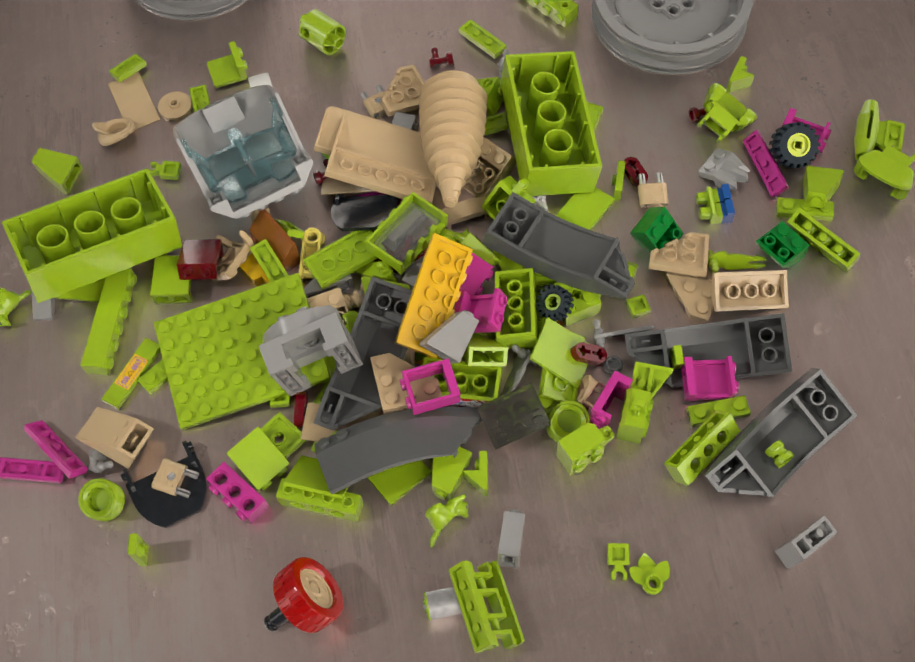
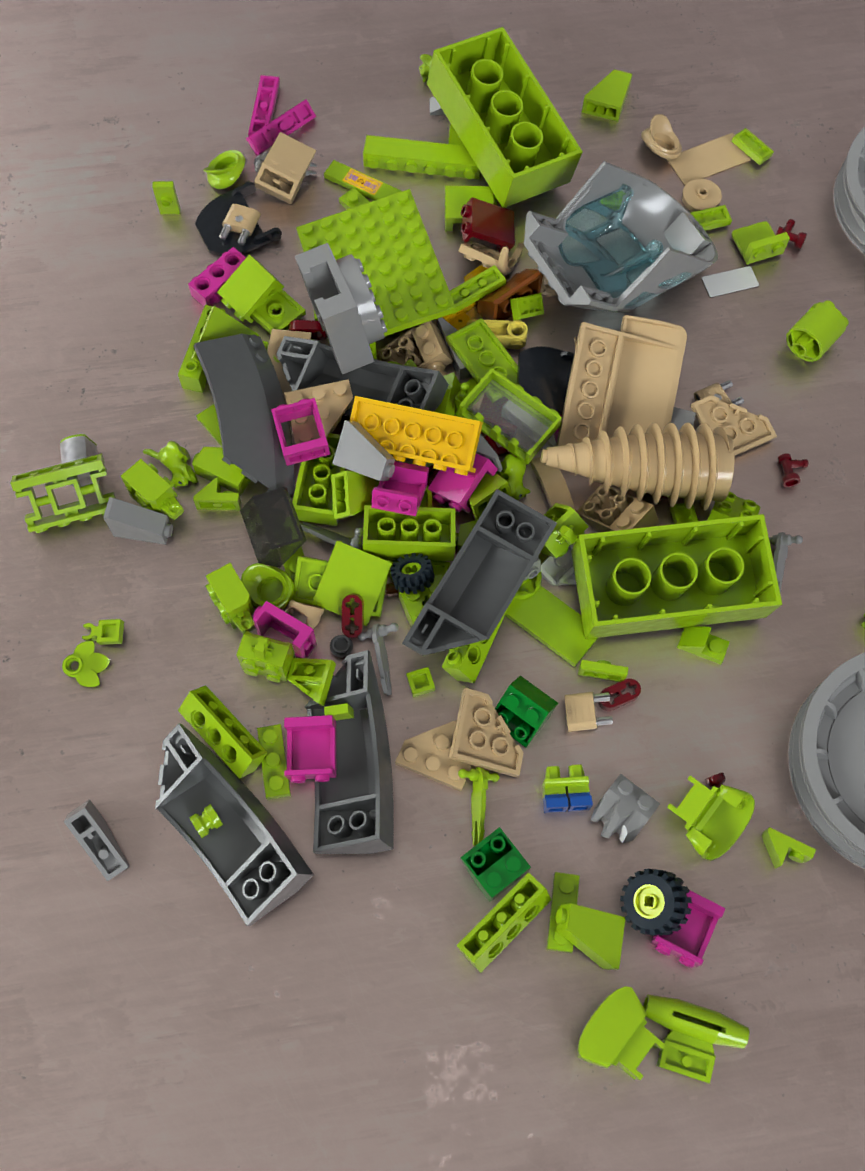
camera: 85 degrees right, 5 degrees up
(219, 51) = (797, 239): none -> dark red piece
(305, 597) = (94, 331): red wheel -> none
(480, 526) = (151, 489): none -> lime hinge
(482, 38) = (827, 518): lime plate -> none
(749, 290) = (430, 815): tan slope -> none
(765, 164) = (626, 866): dark pink plate -> none

